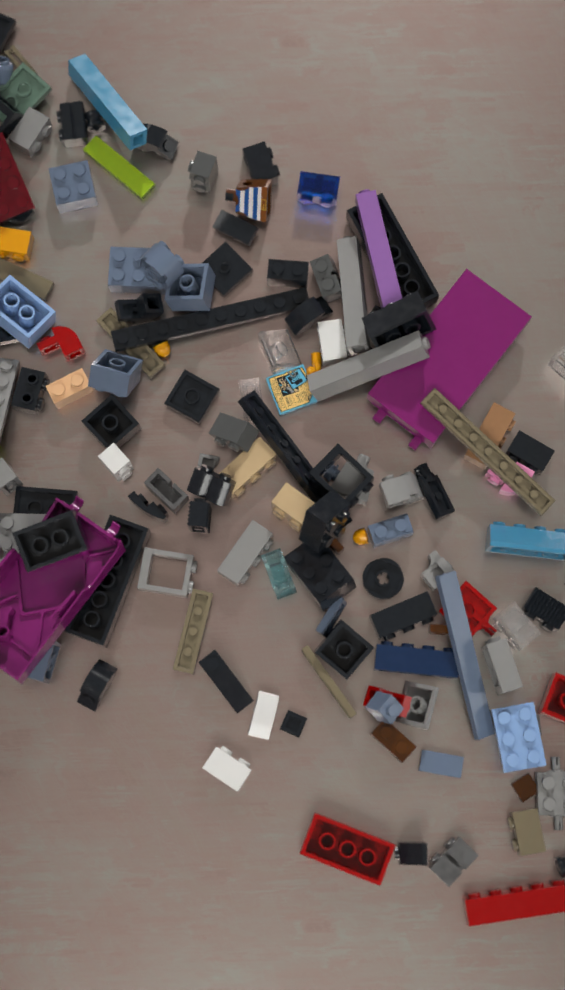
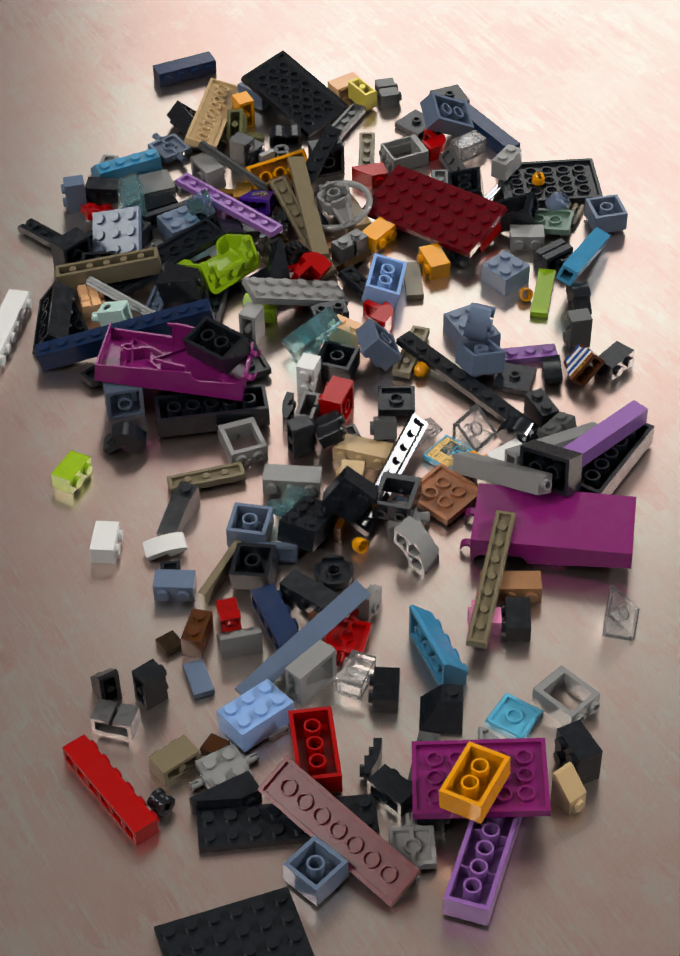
camera: 60 degrees right, 35 degrees down
(47, 36) = (606, 213): none -> sand blue brick
(63, 428) = (312, 332): none -> clear light blue brick
(109, 185) = (529, 293): none -> light orange hinge
(111, 756) = (71, 472): none -> lime brick
(140, 310) = (439, 340): black brick -> none
(173, 458) = (337, 395): none -> red brick
(198, 234) = (529, 353): none -> medium lavender plate
(289, 626) = (250, 523): none -> sand blue brick
(318, 189) = (622, 392): clear blue brick -> none
(321, 731) = (174, 585): none -> sand blue brick
(342, 421) = (446, 494): none -> nougat plate
(347, 849) = (82, 639): red brick -> none
(384, 707) = (219, 600): sand blue brick -> none
(384, 768) = (169, 643): none -> dark brown tile
(390, 530) = (377, 556): sand blue brick -> none
(434, 491) = (432, 573): black hinge -> none
(438, 814) = (150, 684): none -> black brick

